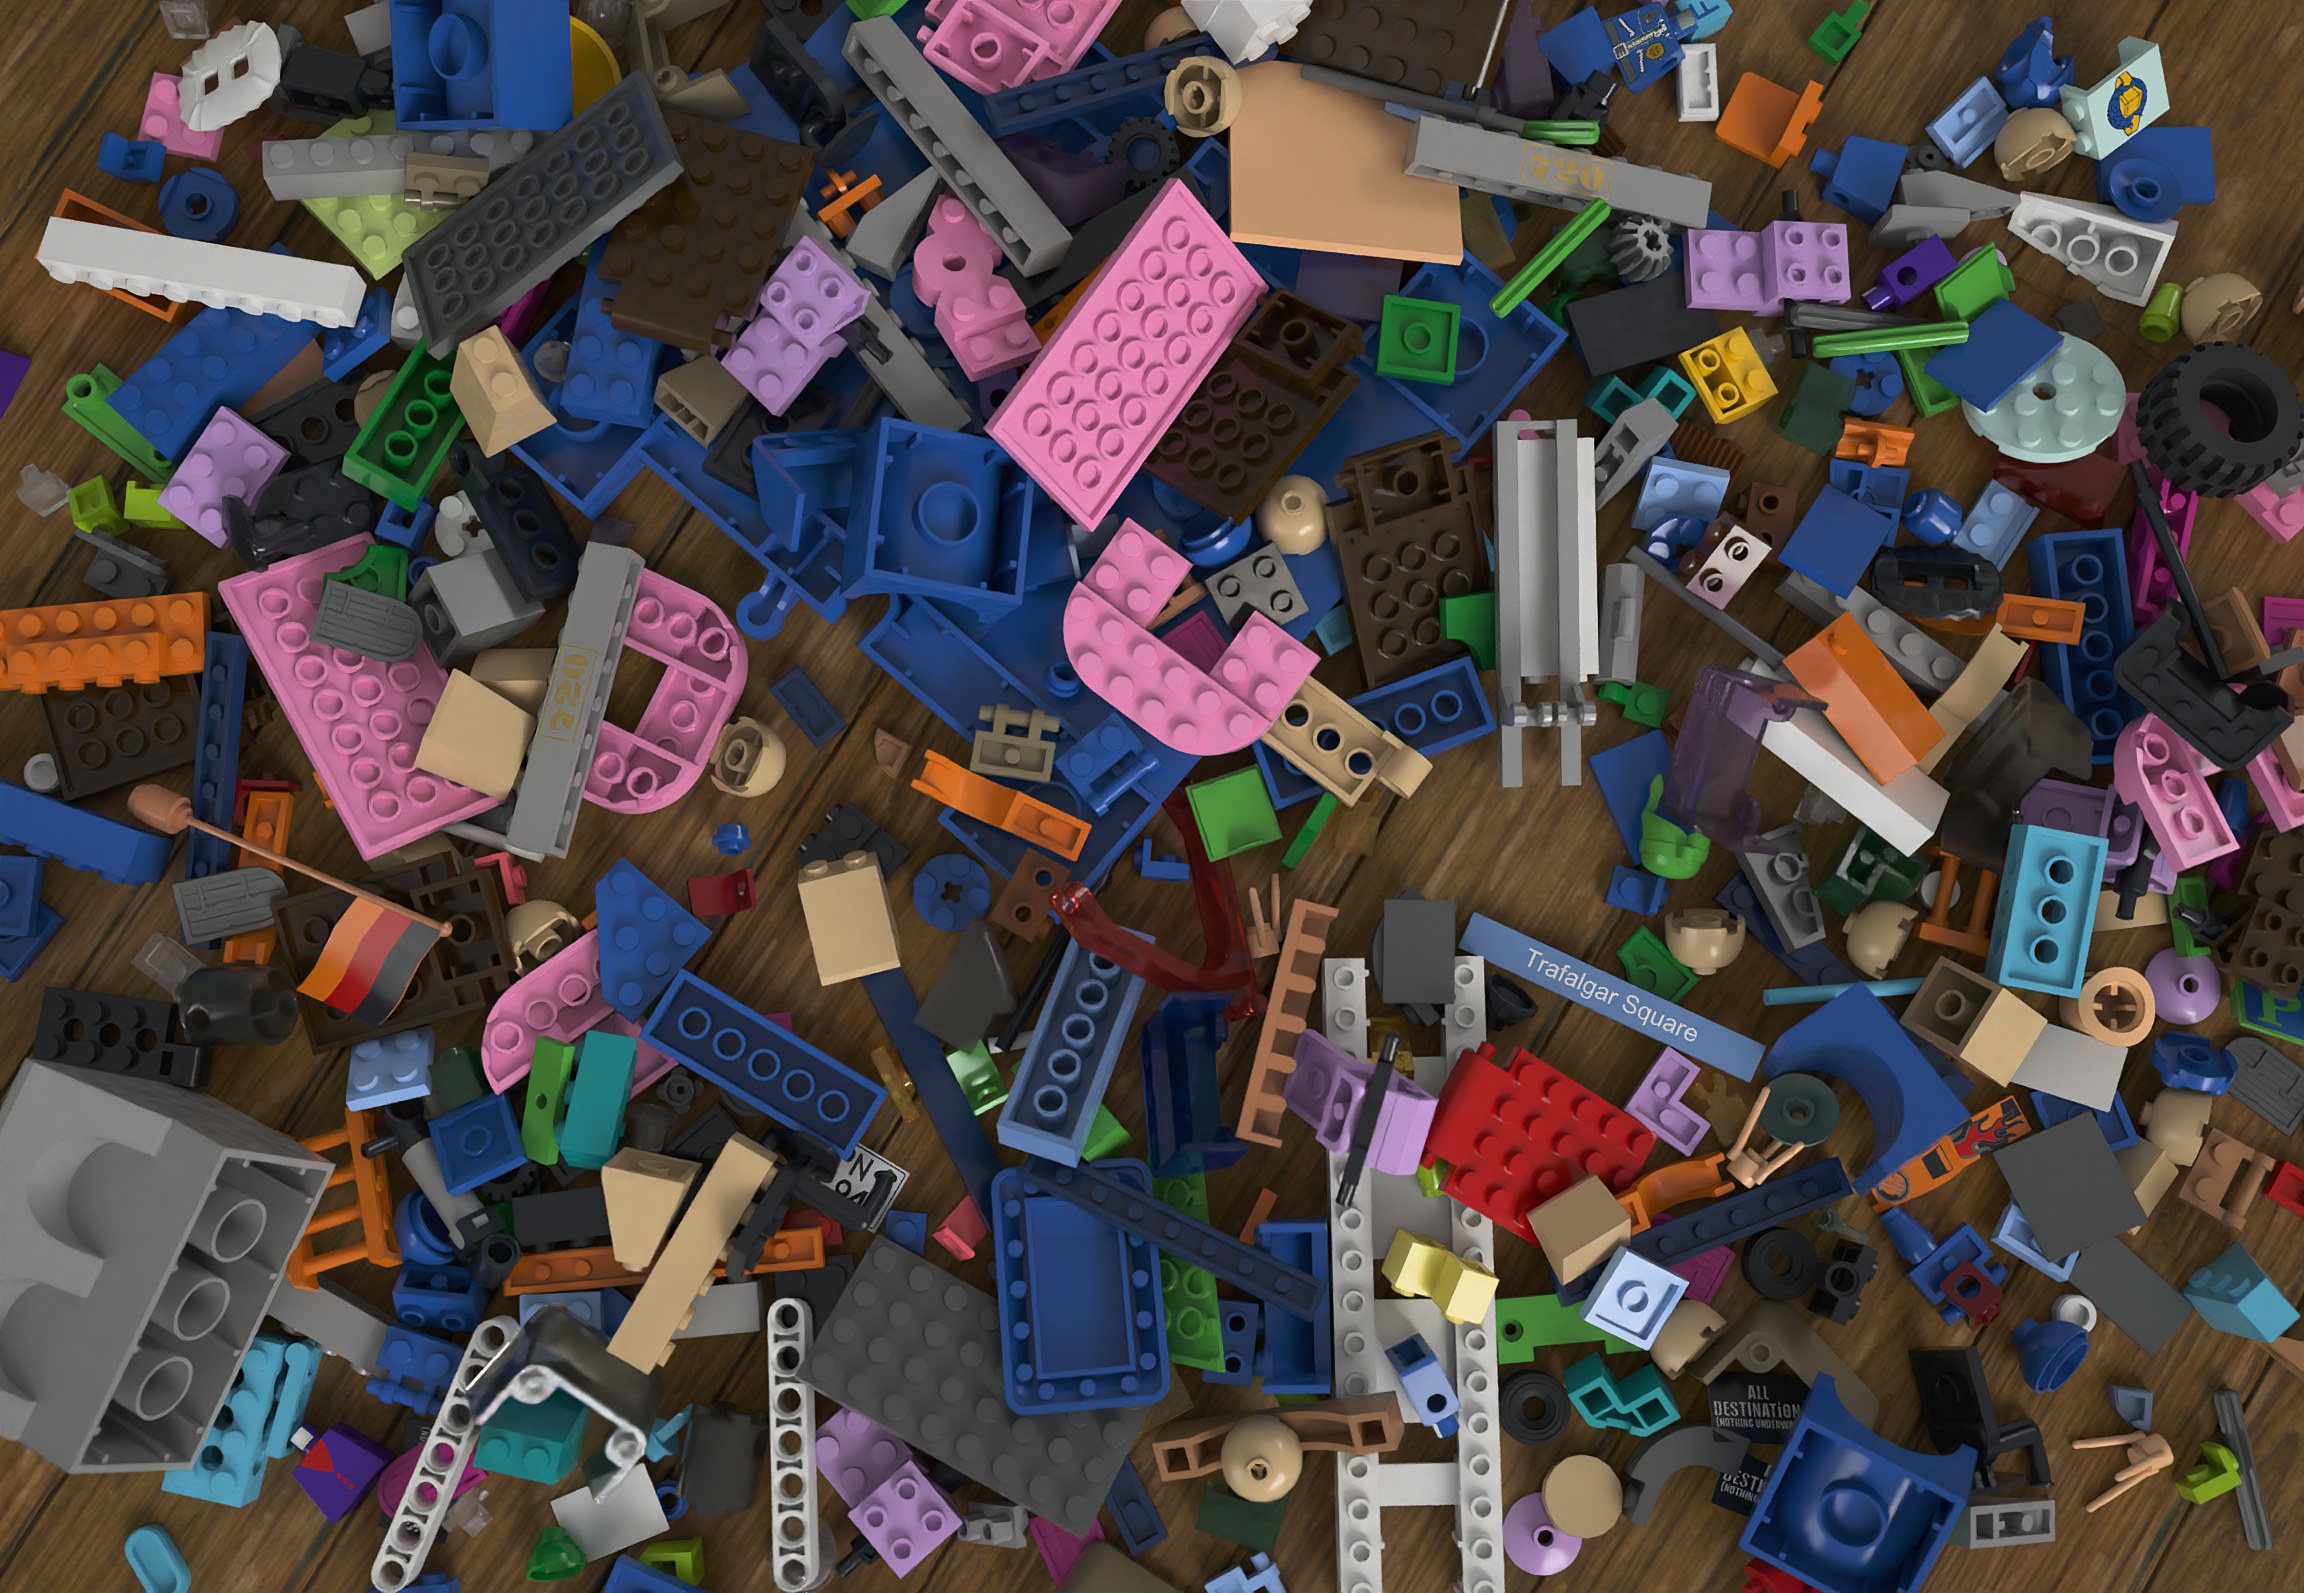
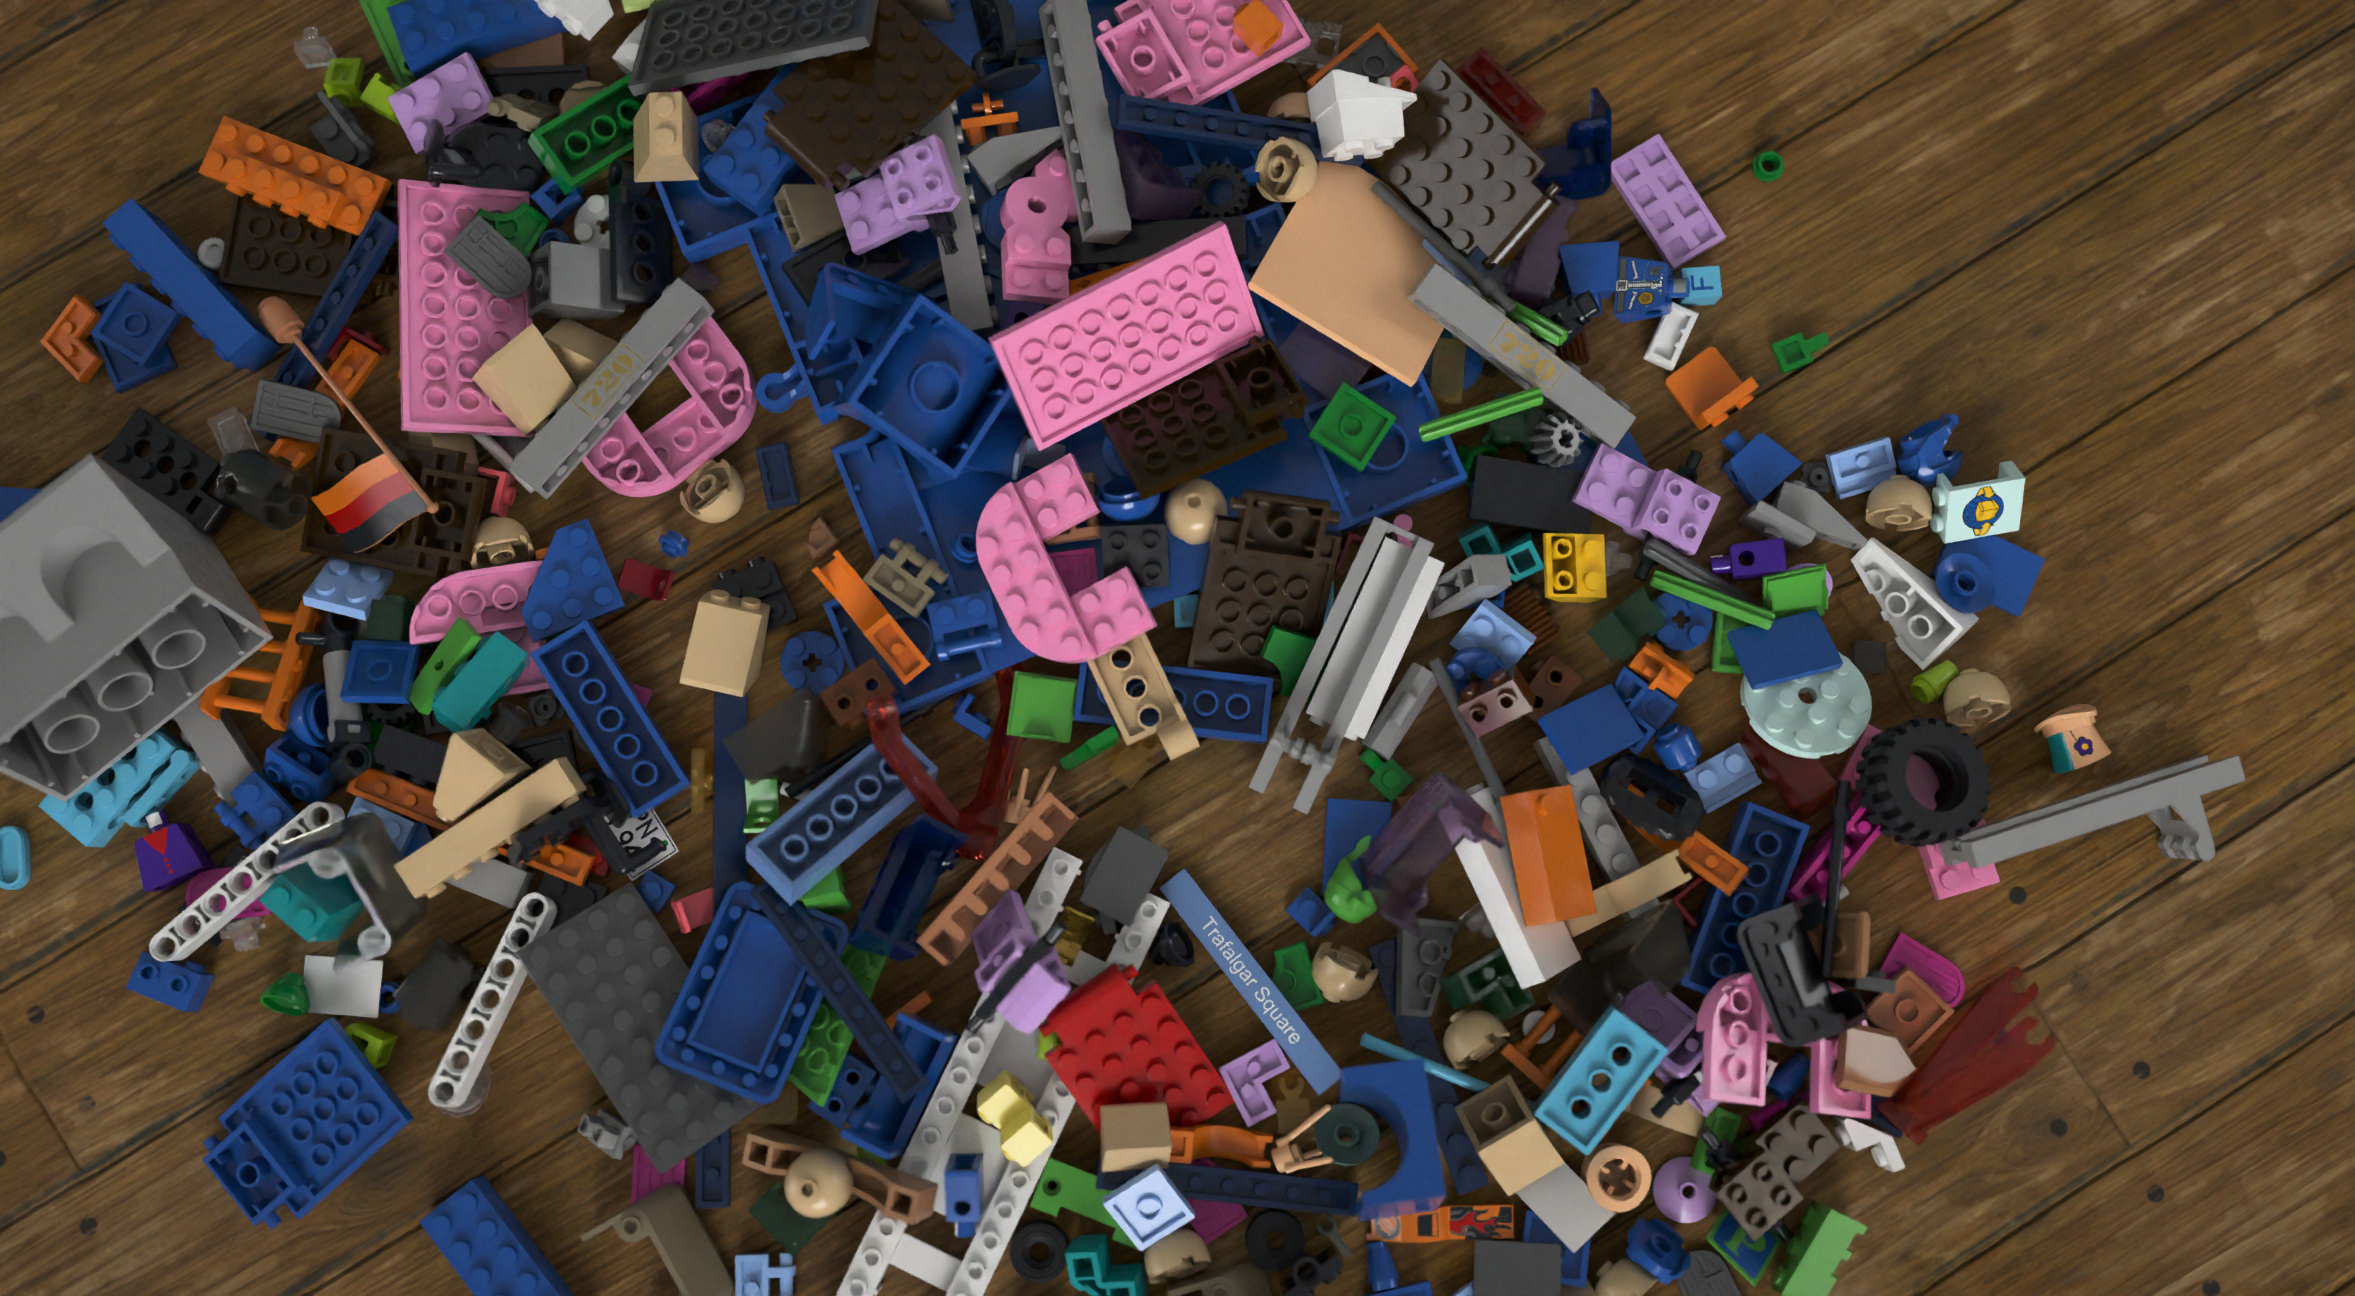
camera: 30 degrees right, 0 degrees up
(326, 440) = (527, 113): none -> dark tan plate
(349, 346) = (602, 47): blue plate -> none
(664, 1437) = (407, 950): medium azure piece -> none
(891, 1491) = (547, 1073): lavender piece -> none

